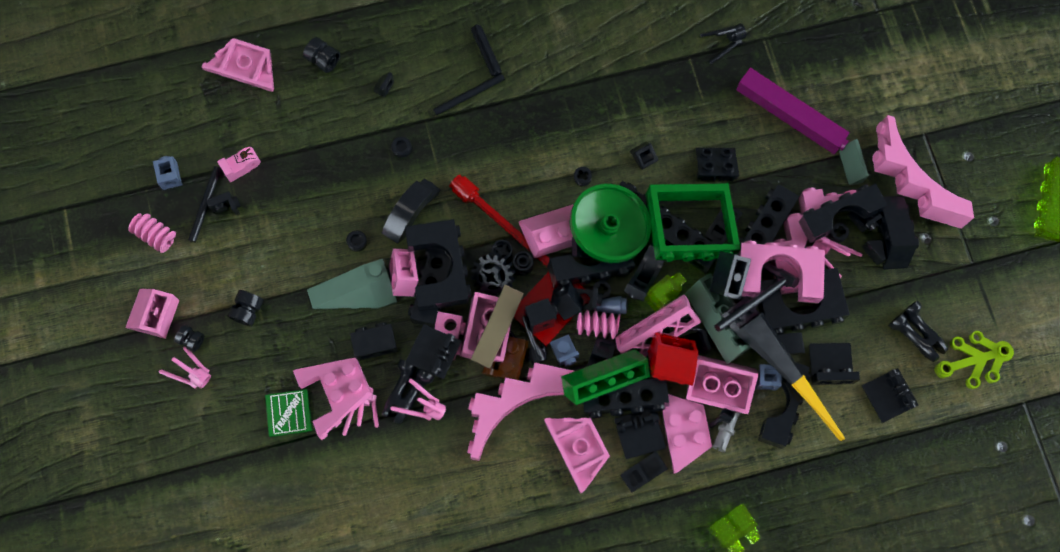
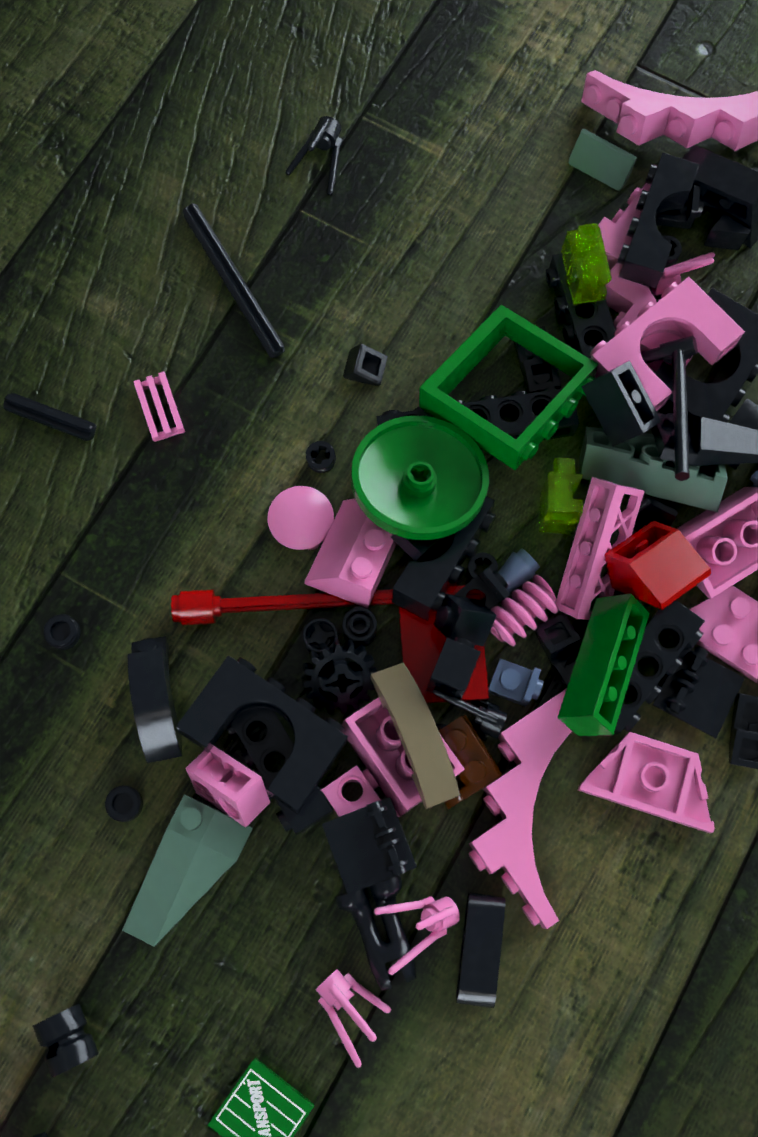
camera: 45 degrees left, 0 degrees up
(343, 386) = (303, 1009): bright pink wing -> none
(373, 341) = (277, 909): black brick -> none
(436, 439) = (480, 950): none -> black beam
(468, 94) = (81, 489): black bar -> none
(543, 75) = (151, 383): none -> bright pink tile
(546, 194) = (300, 518): none -> bright pink dish
(625, 63) = (233, 281): none -> black axle
(644, 276) = (515, 502): black arch -> none
(717, 163) = (458, 299): black hinge -> none
(785, 201) = (586, 264): none -> clear neon green hips
(793, 111) = (479, 163): magenta brick -> none

